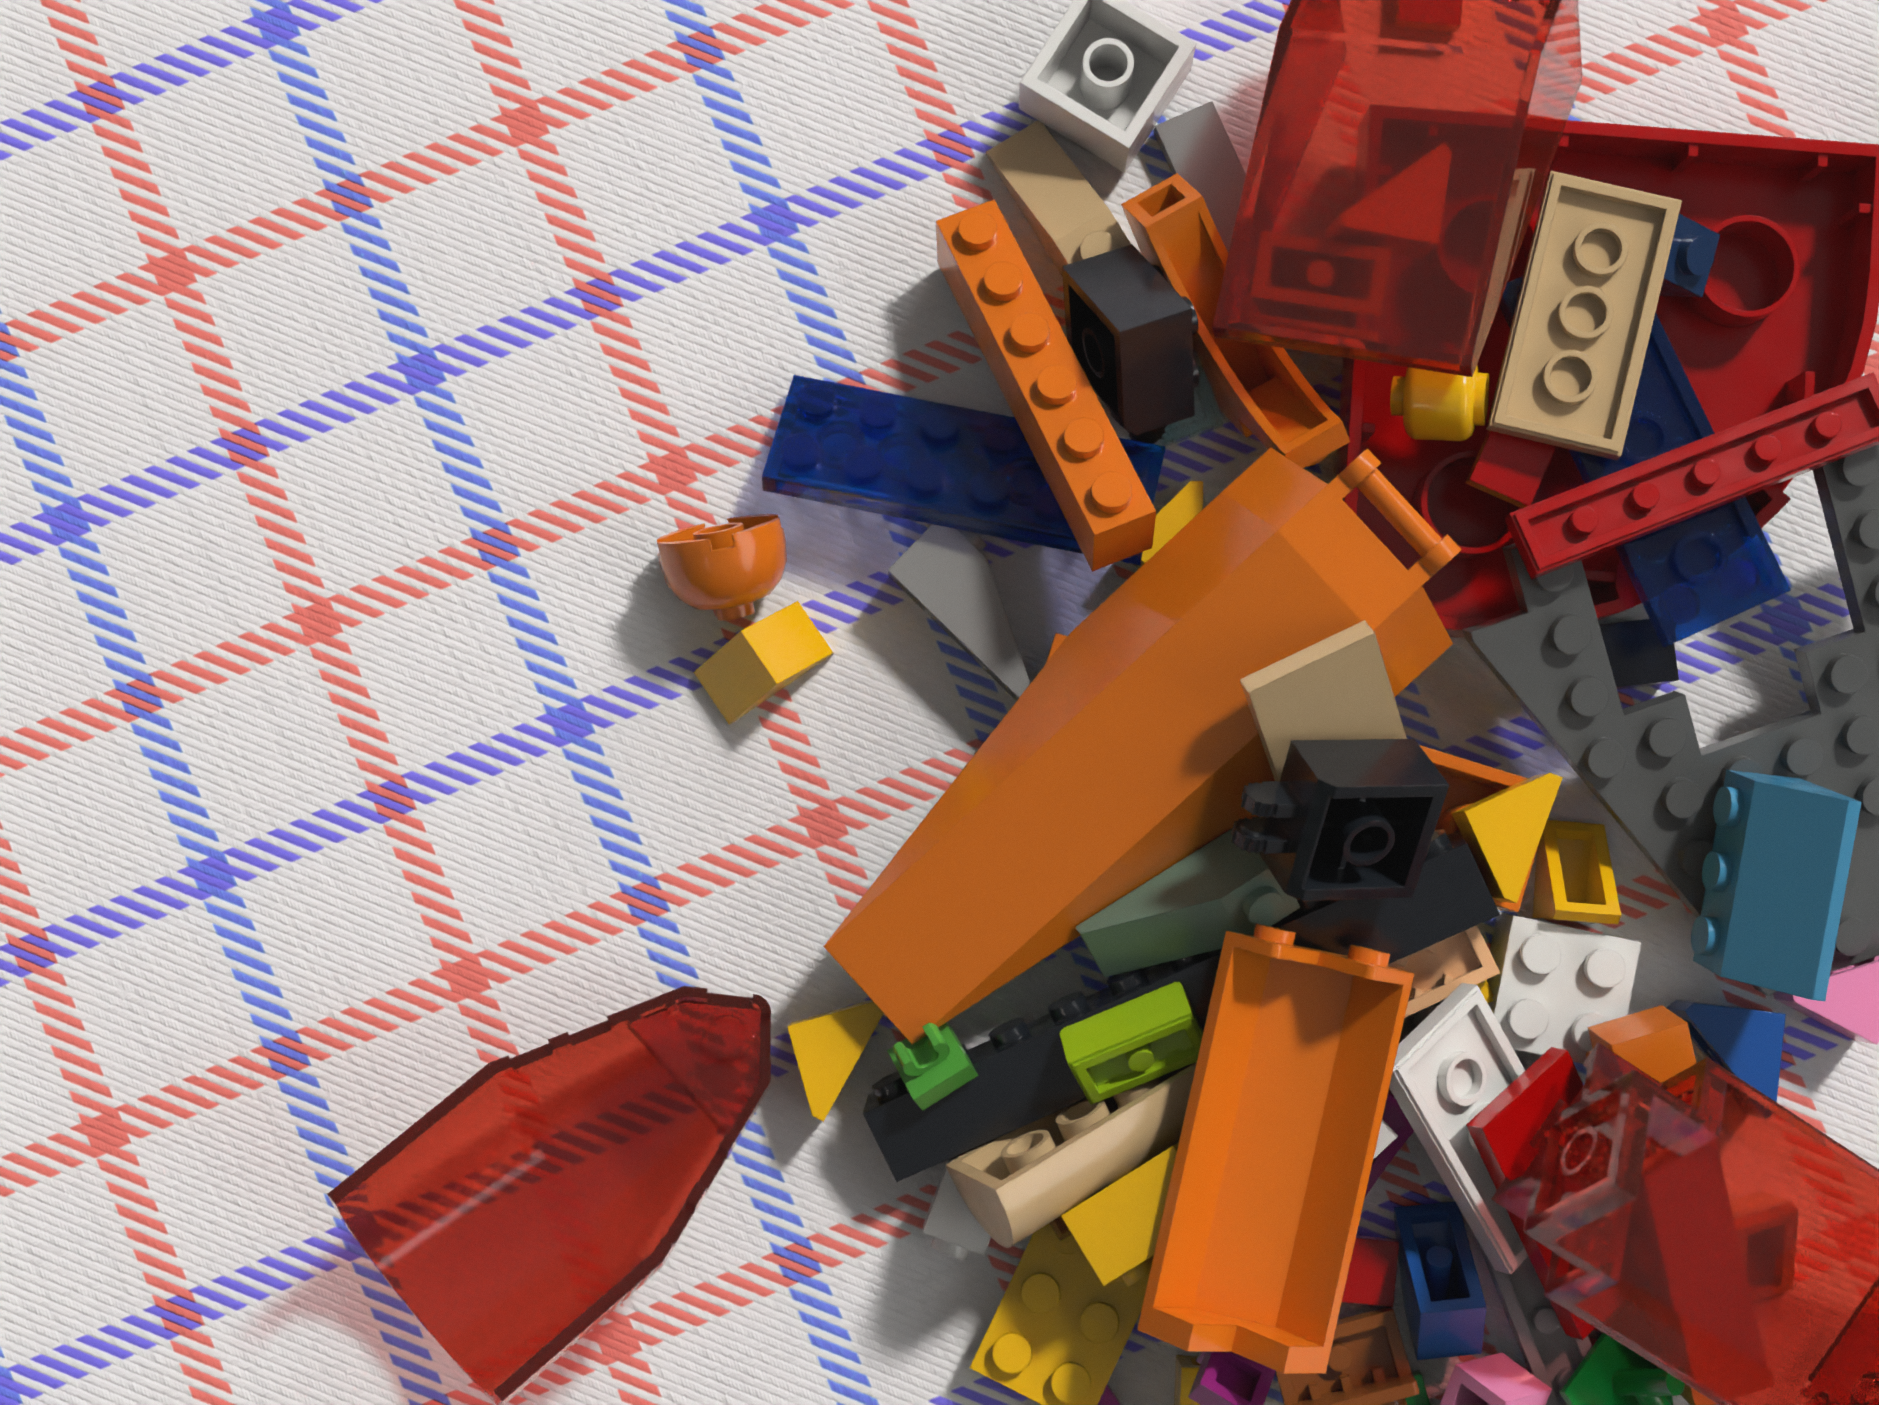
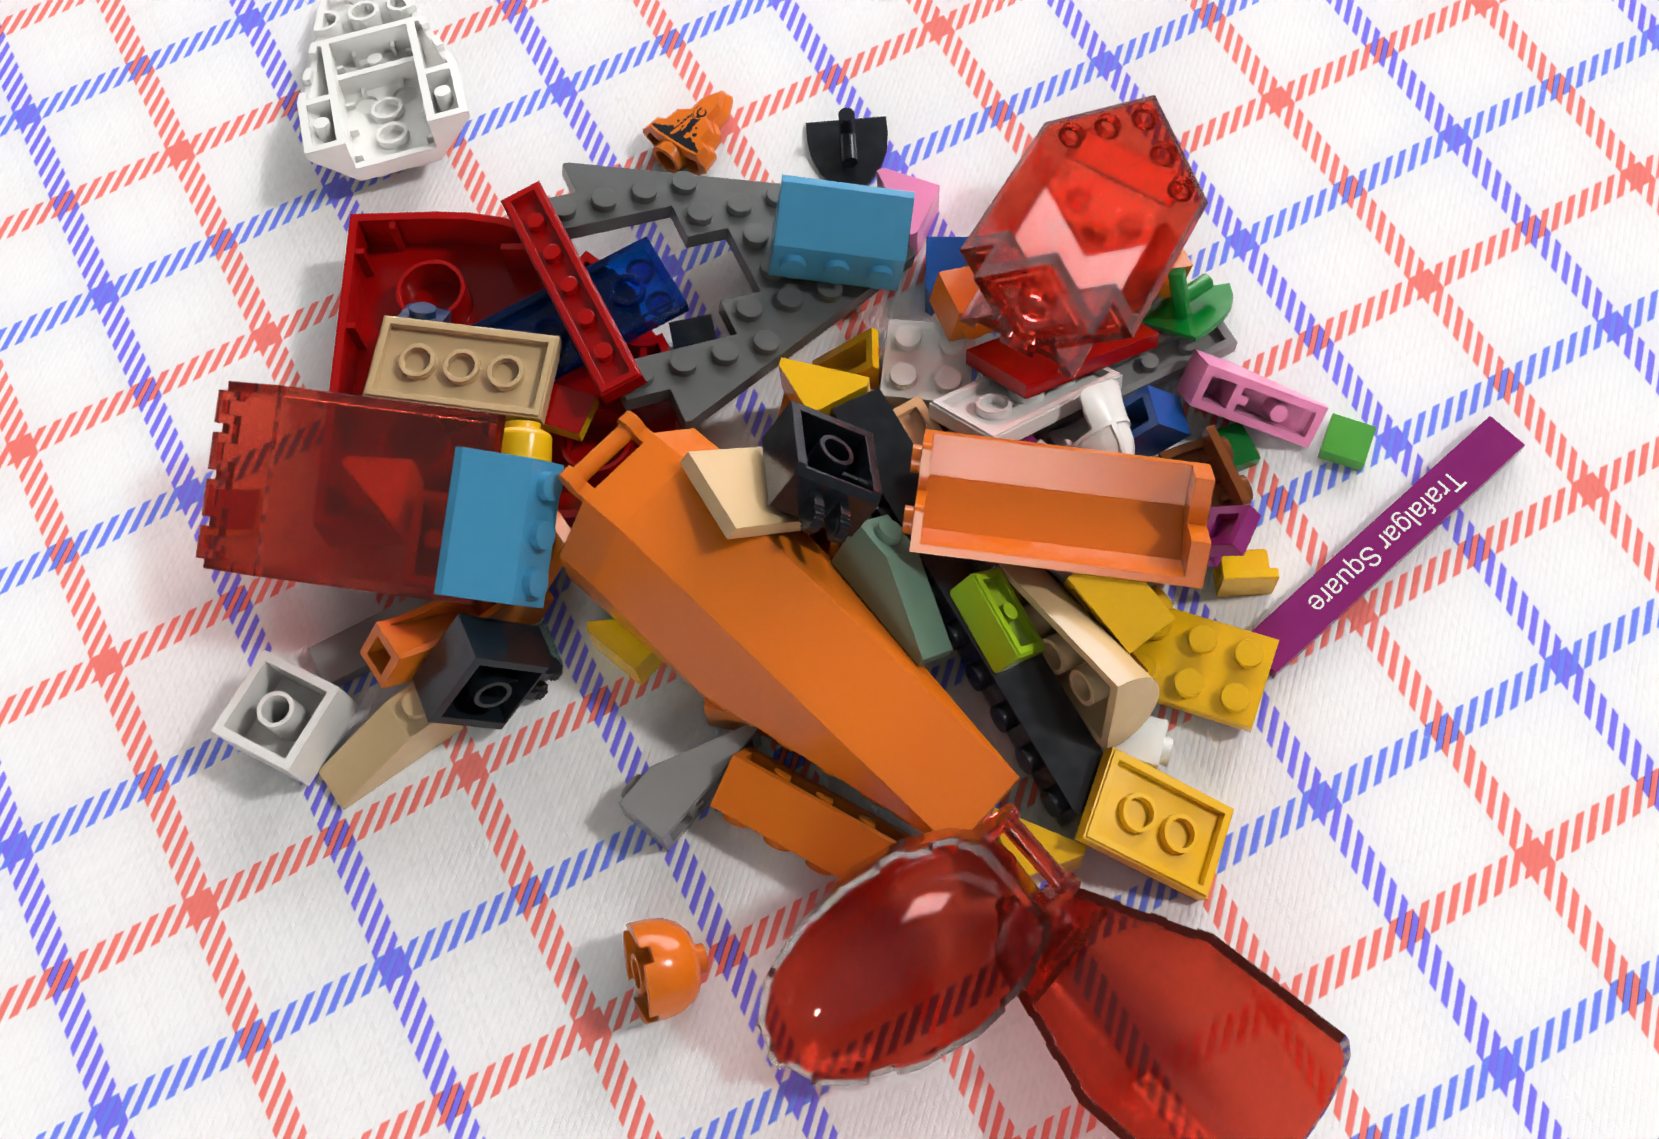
camera: 90 degrees left, 20 degrees down
(691, 881) = (911, 953): none -> clear red windscreen
(762, 661) = (738, 936): yellow slope -> none
(848, 1215) = (1154, 824): none -> yellow tile
(894, 767) = (799, 814): none -> orange brick
(924, 463) = (582, 795): clear blue plate -> none
(932, 1064) = (1034, 763): bright green tile -> none
(1045, 386) = (516, 730): orange brick -> none
(1304, 366) = (499, 528): none -> dark azure slope
(1415, 1226) = (1104, 424): none -> white helmet

